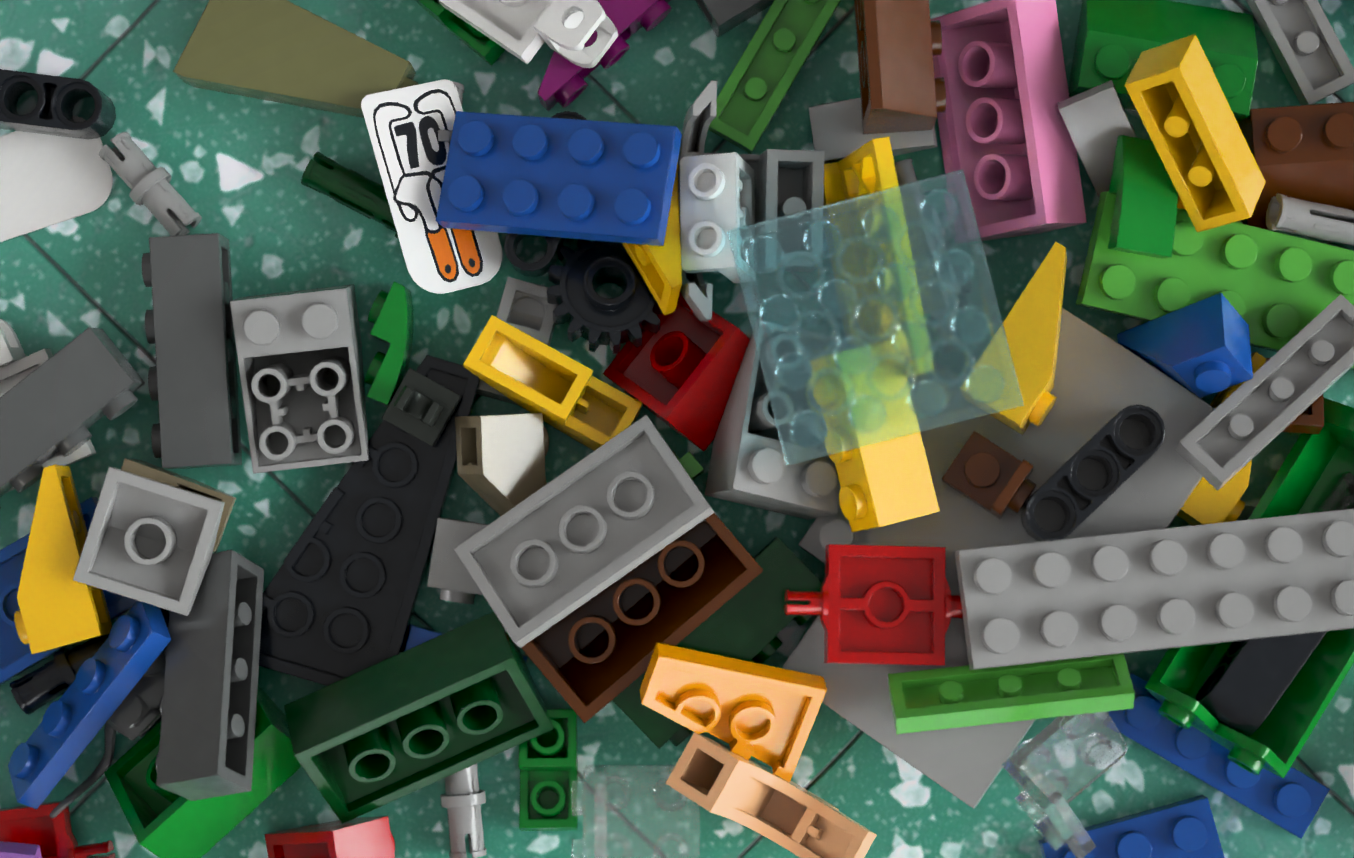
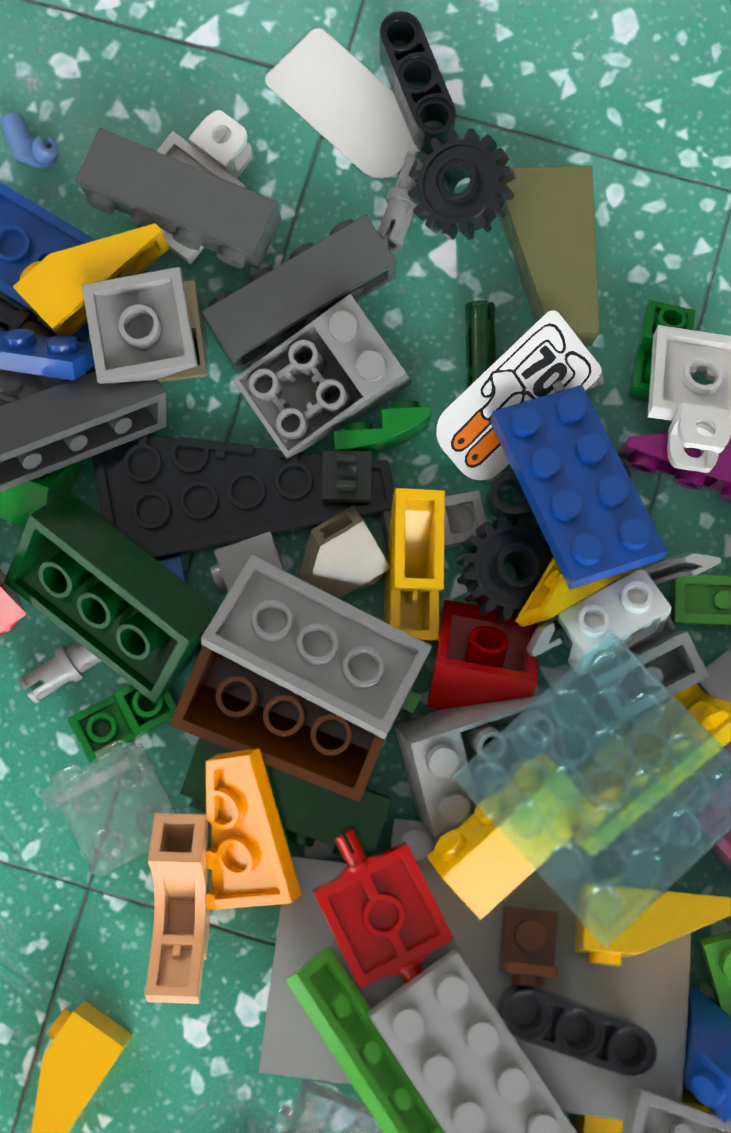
camera: 70 degrees right, 5 degrees down
(149, 136) = (447, 166): none -> black gear

